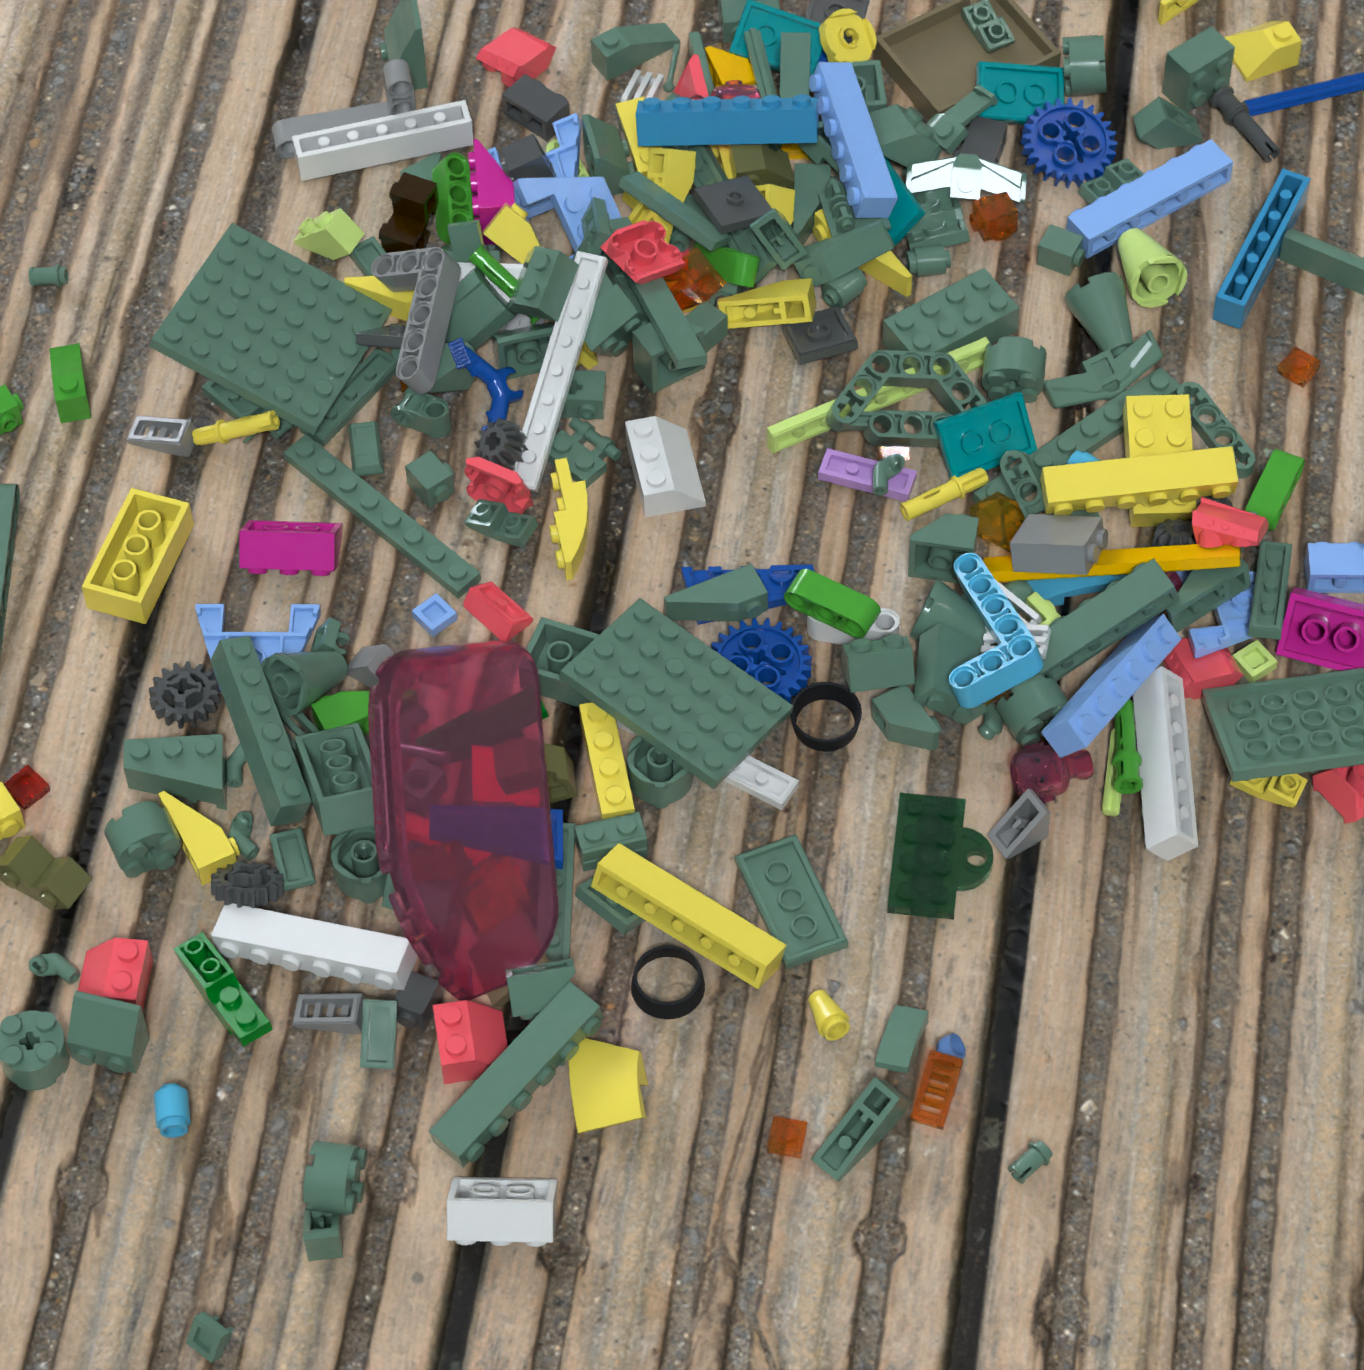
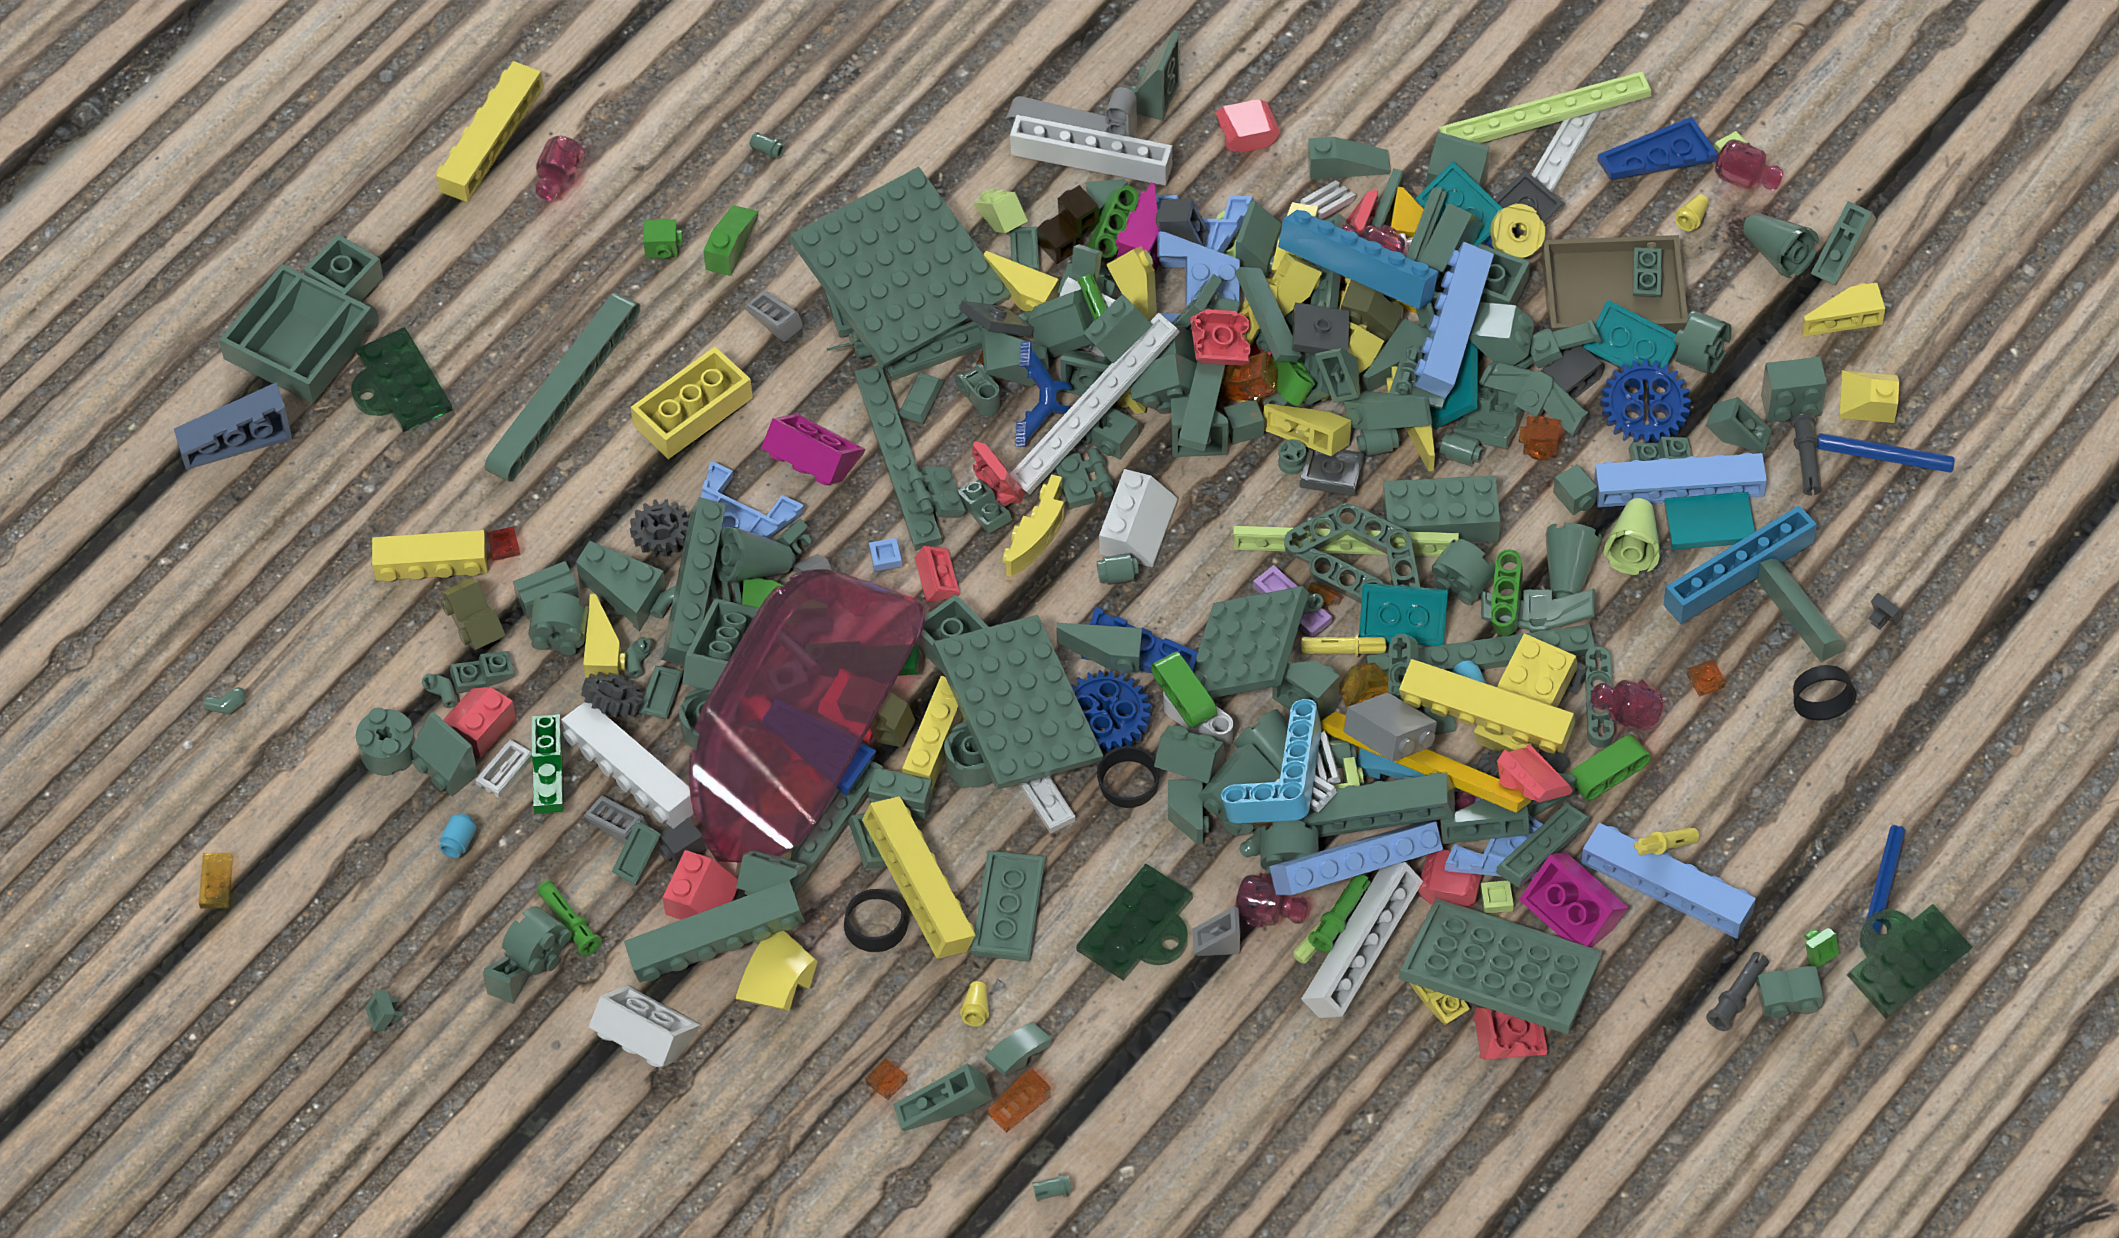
camera: 30 degrees right, 0 degrees up
(89, 929) = (488, 671): none -> sand green slope
(98, 808) = (541, 583): none -> sand green brick
(172, 1041) = (491, 786): none -> white tile
(241, 427) = (819, 334): light yellow axle -> none
(332, 1131) = (581, 933): none -> bright green pin
(430, 479) = (951, 445): sand green brick -> none
(435, 283) = (1040, 287): light grey beam -> none
(446, 529) = (940, 492): none -> sand green plate
(502, 443) = (1016, 444): dark grey gear -> none
(534, 106) = (1232, 173): dark grey brick -> none
(669, 86) = (1380, 179): sand green hinge -> none
(677, 521) = (1117, 568): none -> sand green brick
(772, 340) = (1295, 450): none -> sand green wheel
(864, 526) = (1249, 641): none -> sand green plate
(952, 1046) = (1052, 1071): medium blue hinge -> none
(1072, 356) = (1503, 580): none -> bright green beam
(1199, 223) = (1708, 520): none -> teal tile
(1256, 420) = (1629, 703): none -> clear pink piece

